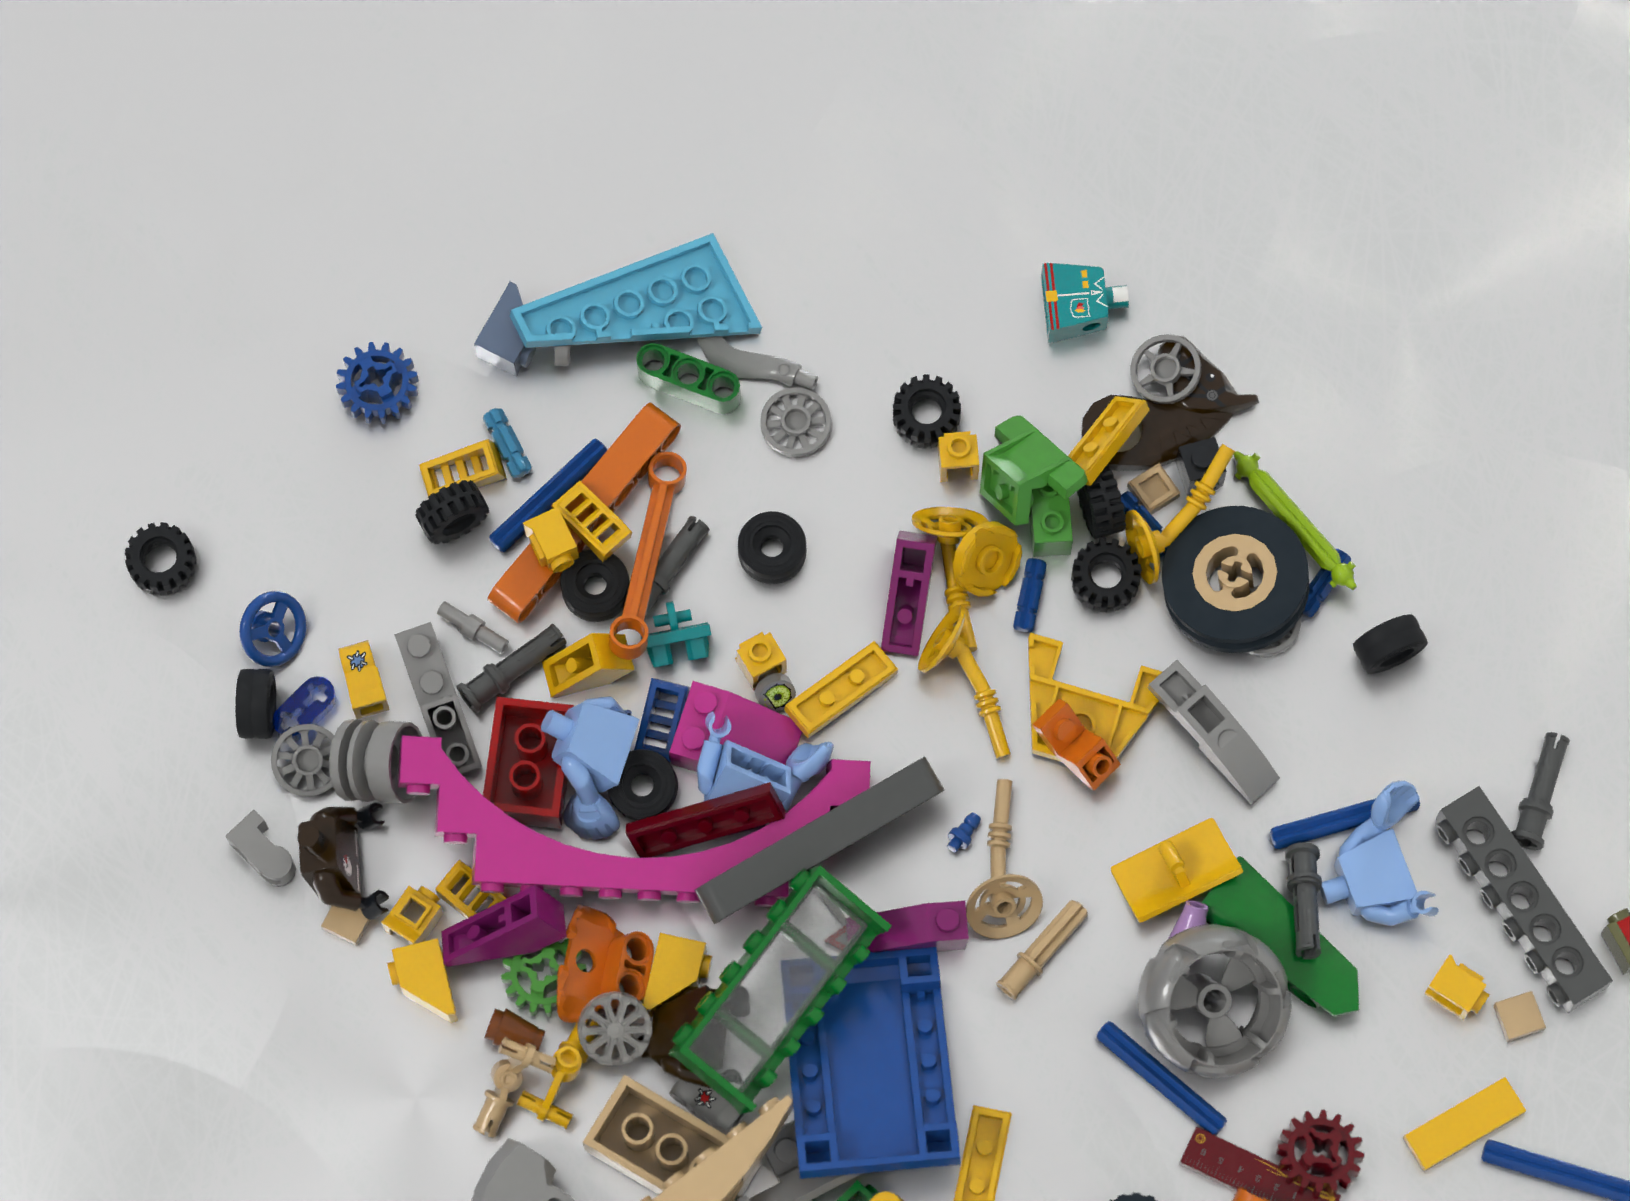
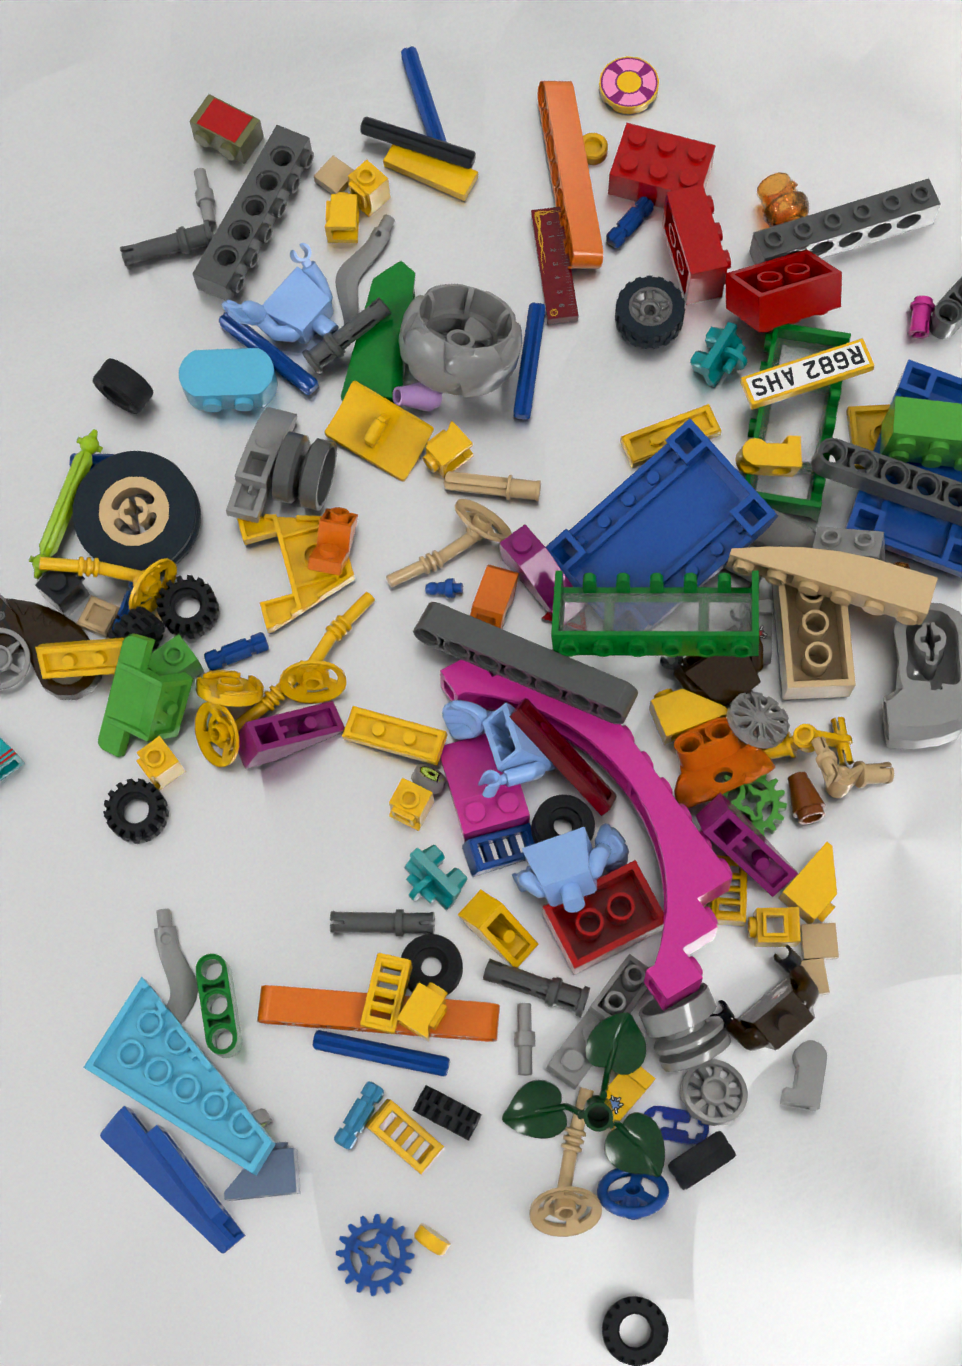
camera: 120 degrees left, 0 degrees up
(307, 567) = (564, 1197): none -> tan dish
(356, 437) = (431, 1239): none -> yellow tile
(372, 952) = (819, 941): none -> tan tile
(400, 598) = (631, 1146): none -> dark green plant
(565, 259) = (172, 1175): none -> blue wedge
(647, 555) = (384, 936): orange piece -> none
(772, 526) = (316, 835): black tyre -> none
(795, 422) = (203, 905): light grey wheel -> none
(913, 862) = (494, 595): none -> orange slope
(1109, 925) = (447, 450): none -> yellow window
(1172, 762) = (304, 470): none -> dark grey wheel
(1328, 1166) = (521, 242): dark red gear -> none
(1335, 756) = (228, 379): none -> medium azure brick
(1392, 969) = (353, 268): none -> light grey piece
(1476, 1033) = (370, 186): none -> yellow window
(1499, 1122) = (418, 142): none -> black axle
(1579, 863) = (204, 196): none -> light grey bar

